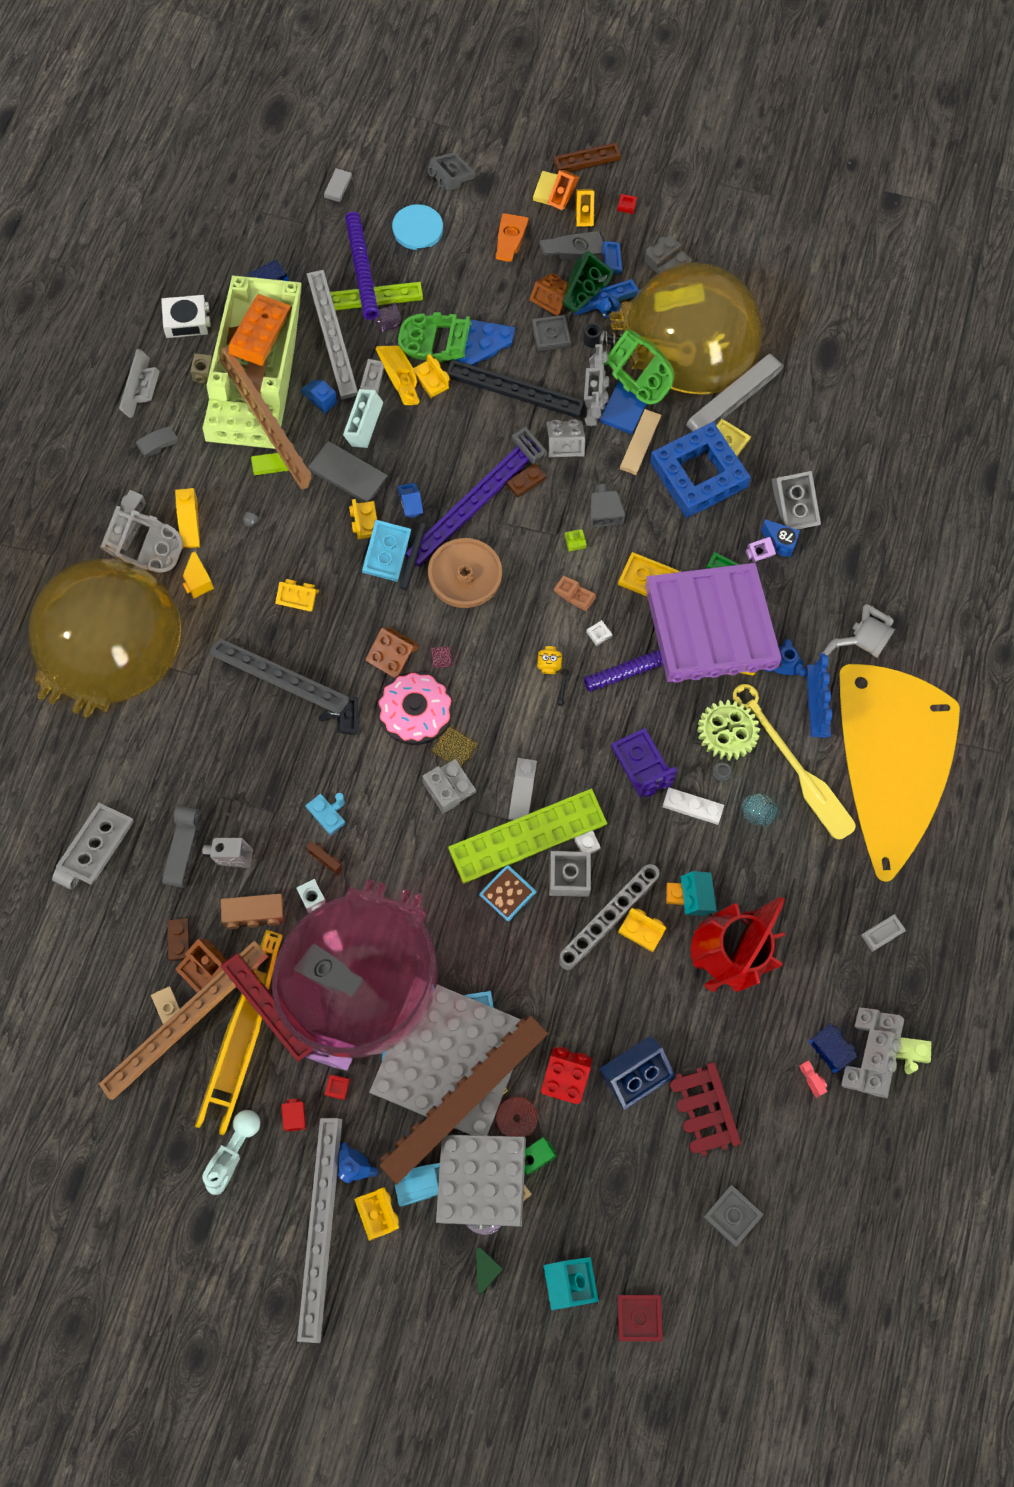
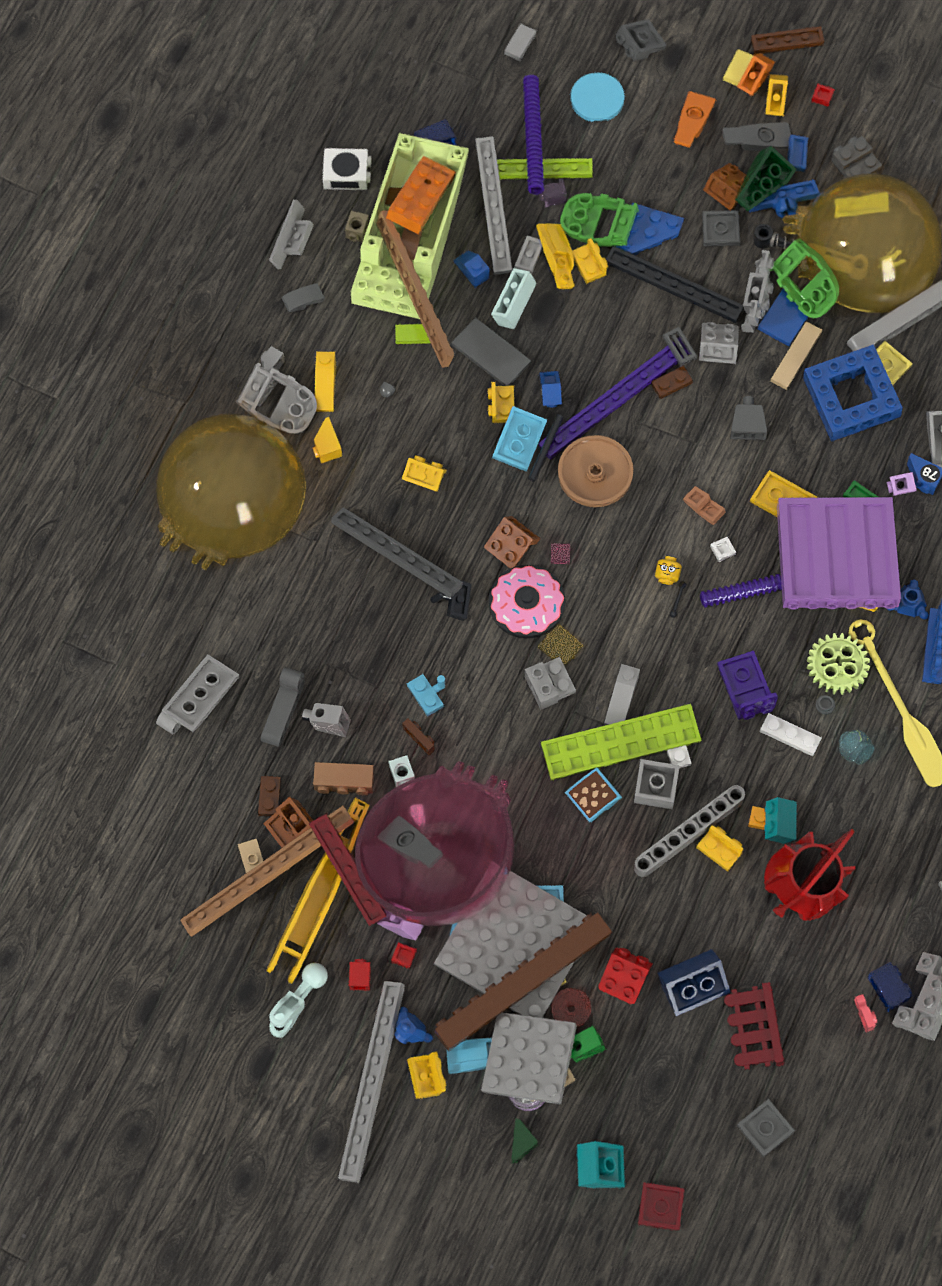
camera: 15 degrees right, 0 degrees up
(575, 540) = (713, 450): lime tile -> none

